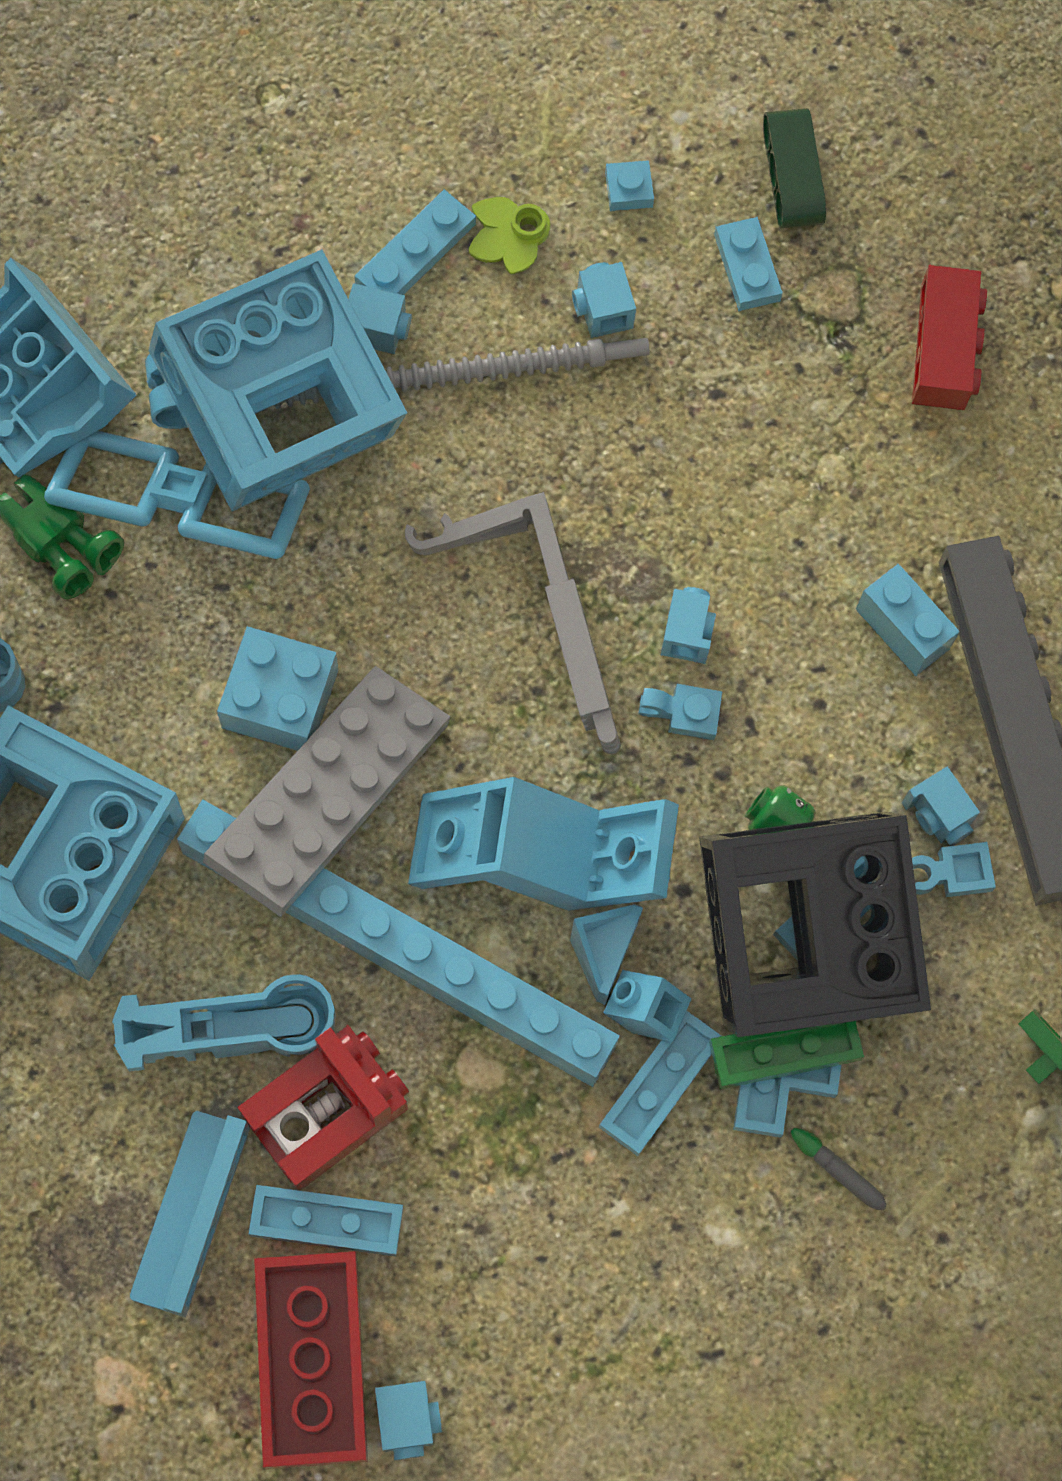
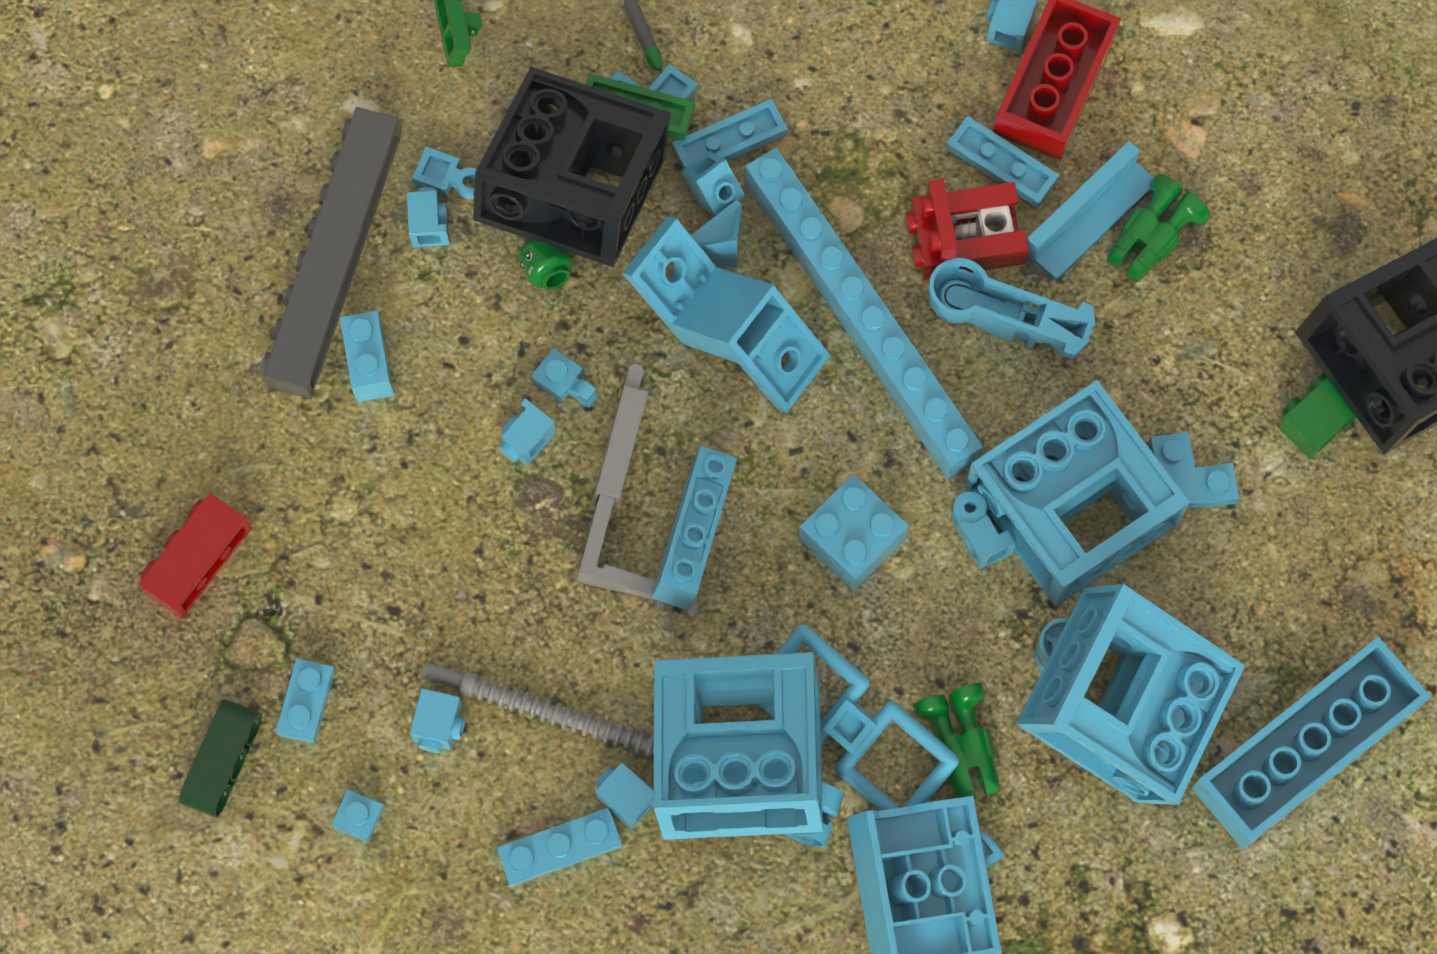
camera: 145 degrees left, 0 degrees up
(99, 1212) = (1156, 239): none -> green piece
(145, 758) = (978, 531): none -> medium azure leg
(326, 791) = (855, 432): light grey plate -> none
(450, 603) = (694, 528): none -> medium azure brick
(503, 234) = (484, 821): lime plate -> none

